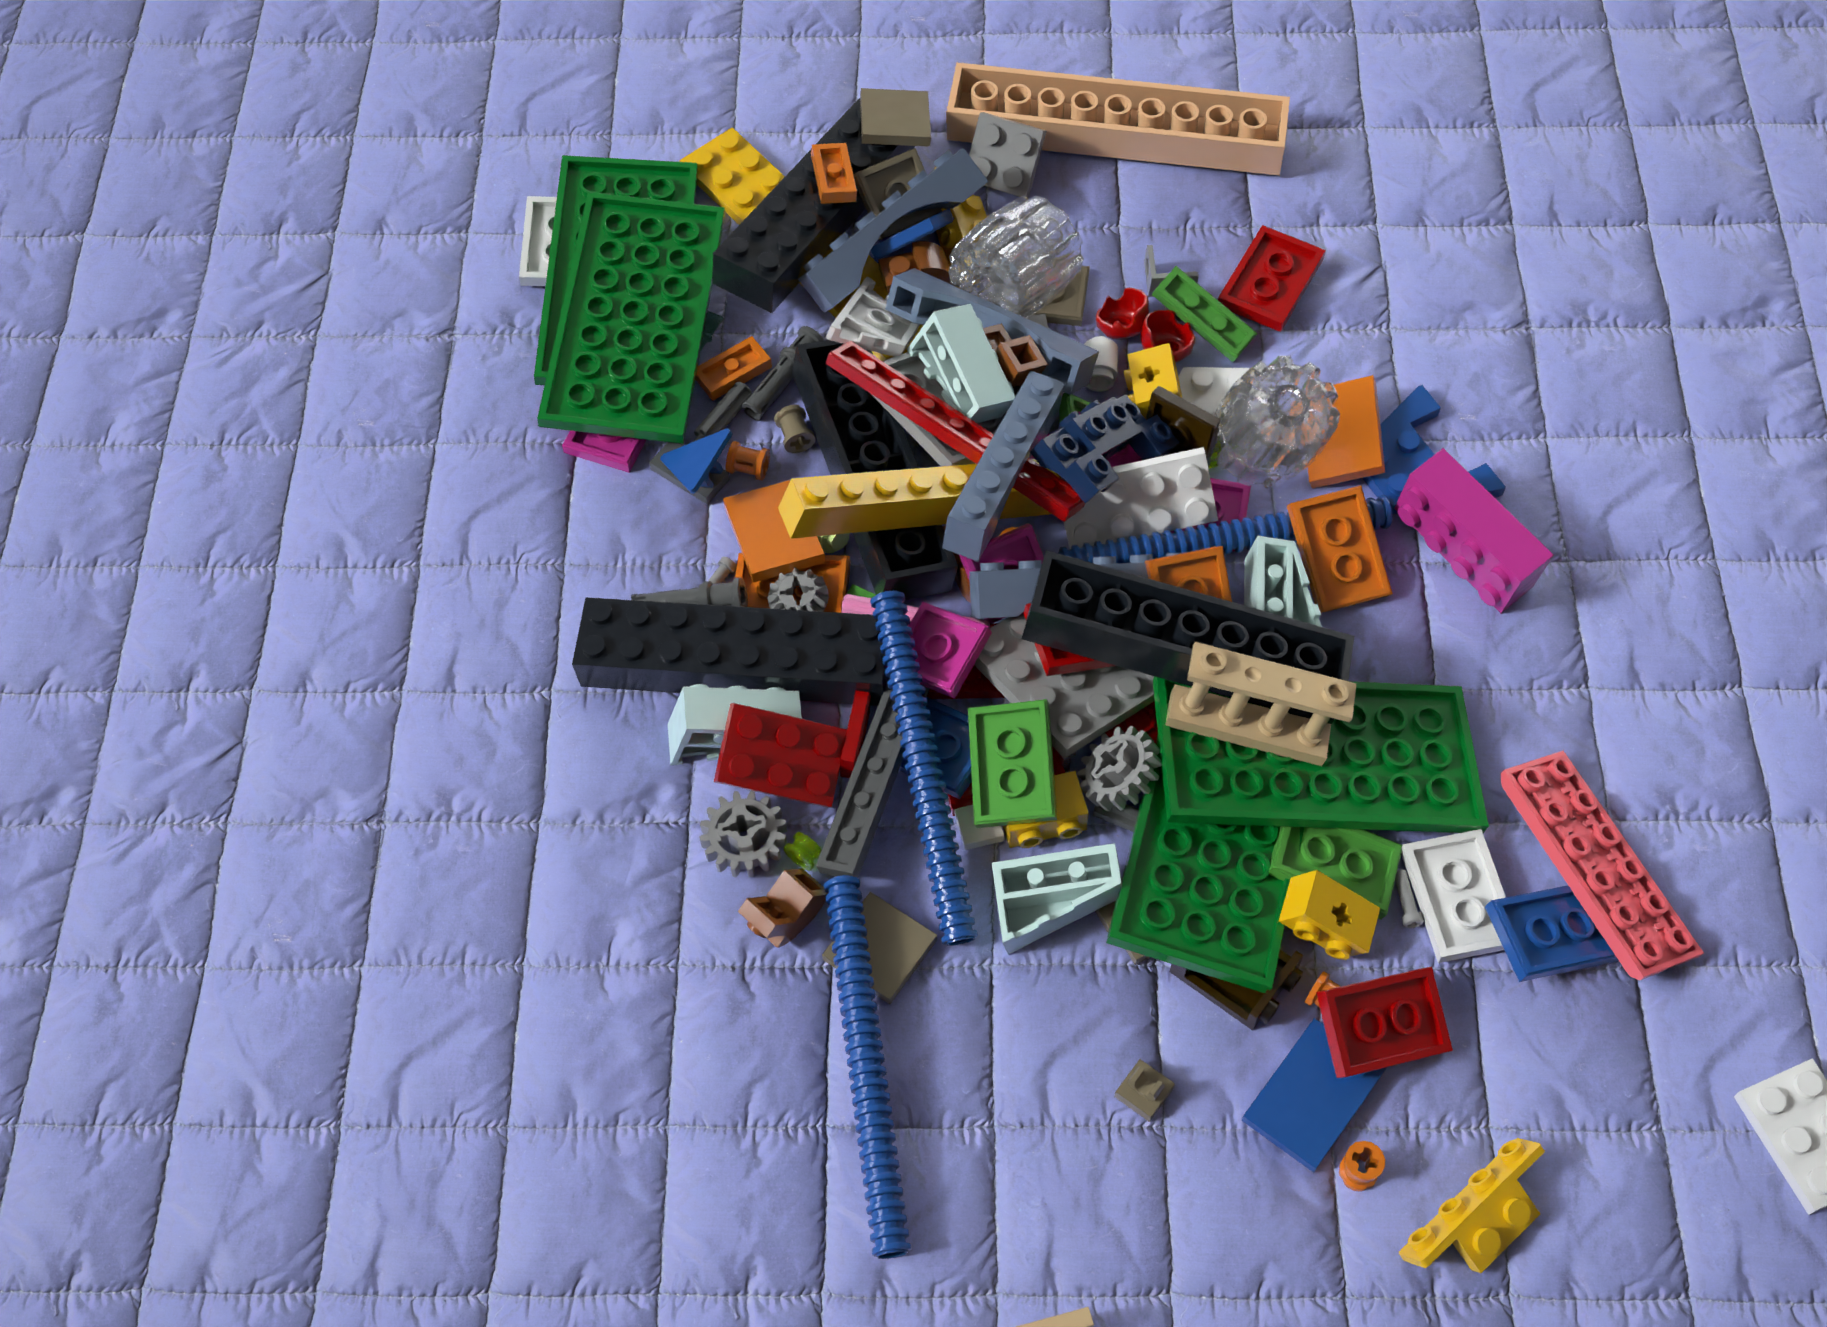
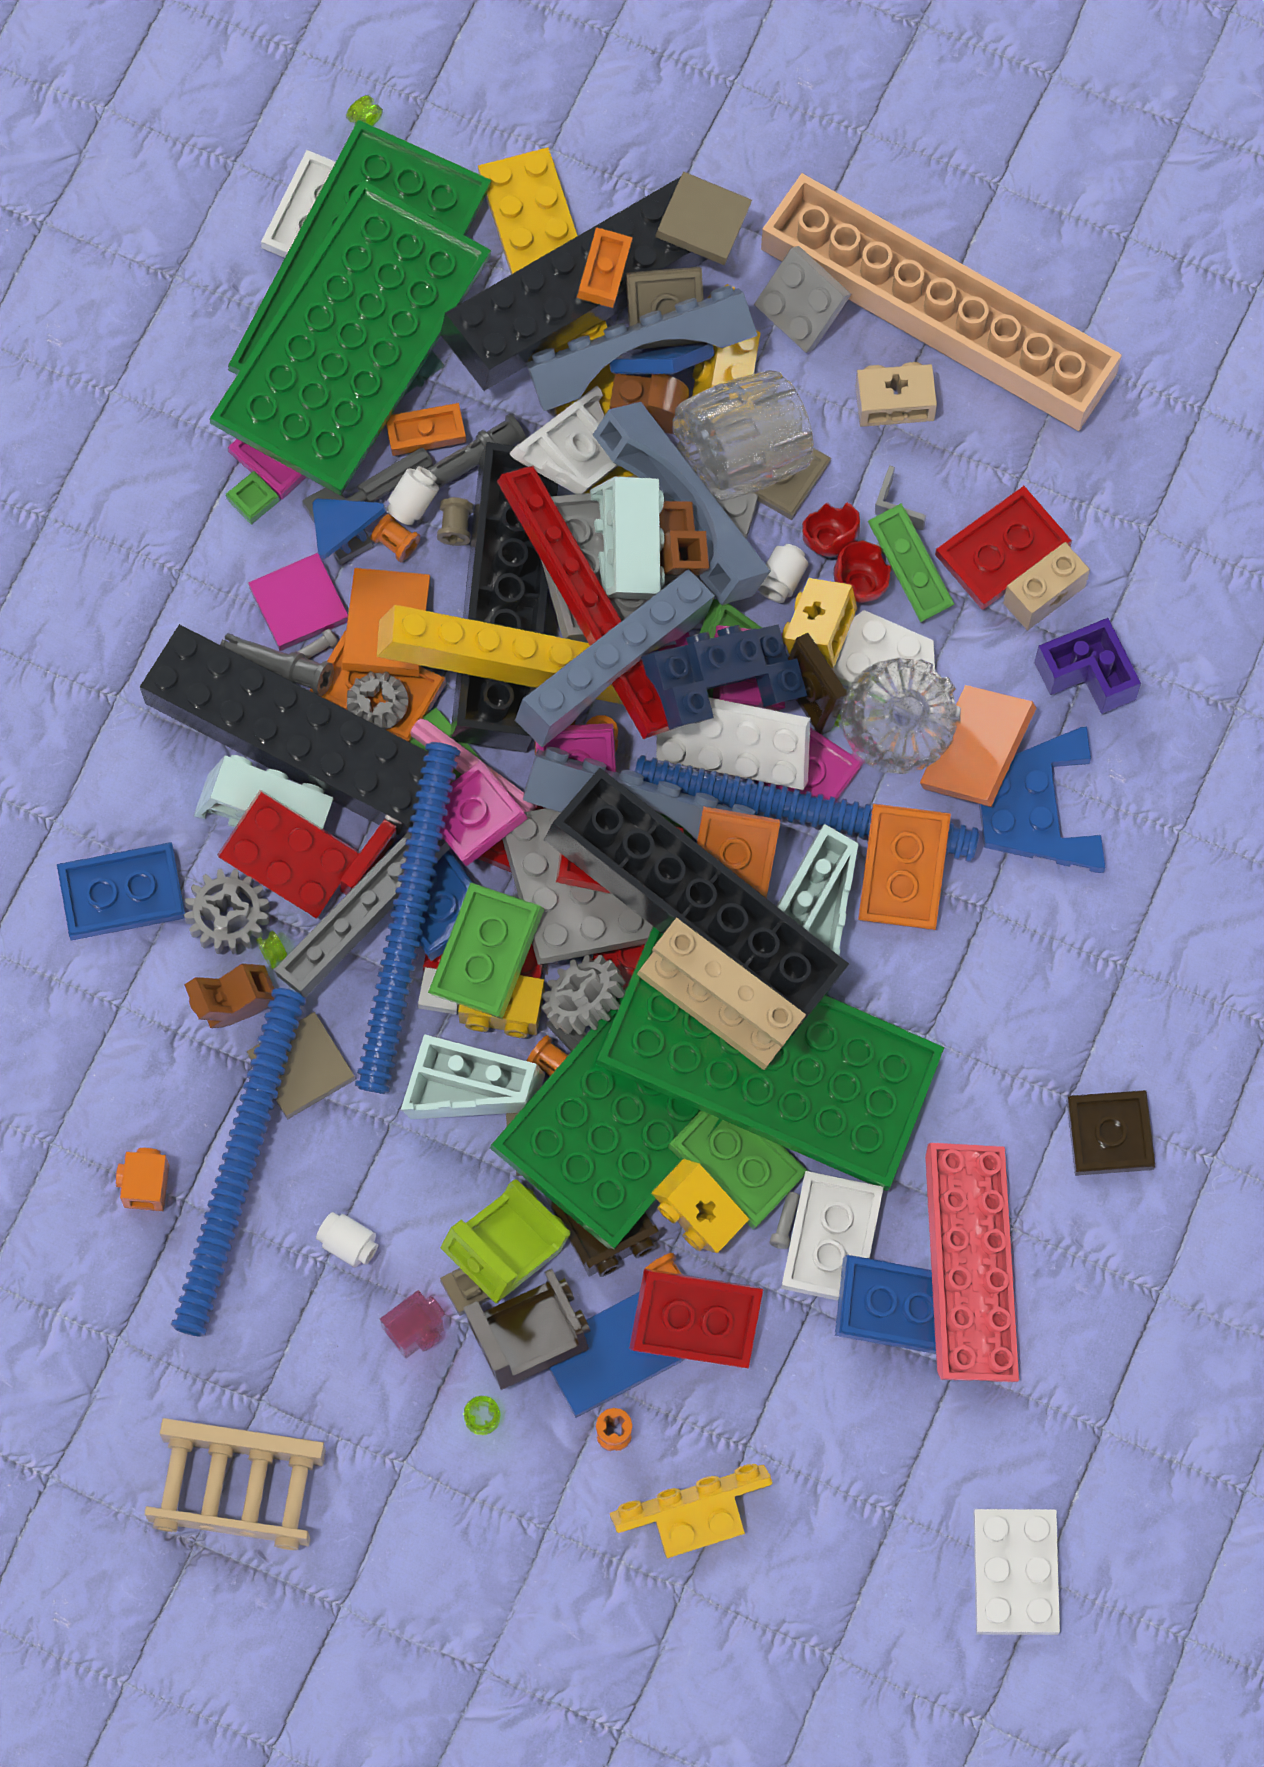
camera: 20 degrees right, 10 degrees up
(561, 148) = (364, 110): none -> clear neon green bush
(602, 479) = (252, 497): none -> bright green tile
(631, 858) = (121, 891): none -> blue tile
(684, 546) = (298, 601): none -> dark pink tile
(748, 418) = (412, 495): none -> white brick
(777, 1120) = (143, 1179): none -> orange brick
(1007, 1092) = (347, 1239): none -> white brick
(1111, 835) = (547, 1055): none -> orange bush
(1114, 1147) = (414, 1324): none -> clear pink brick
(1118, 199) = (911, 404): none -> tan brick
(1164, 1026) = (506, 1241): none -> lime panel
(1230, 1104) = (529, 1331): none -> panel
(1232, 1199) = (493, 1411): none -> clear neon green bush
(1325, 291) = (1046, 586): none -> tan brick
(1402, 327) = (1090, 657): none -> dark purple brick
(1472, 531) = (1032, 903): dark pink brick -> none
(1644, 702) = (1110, 1133): none -> dark brown tile

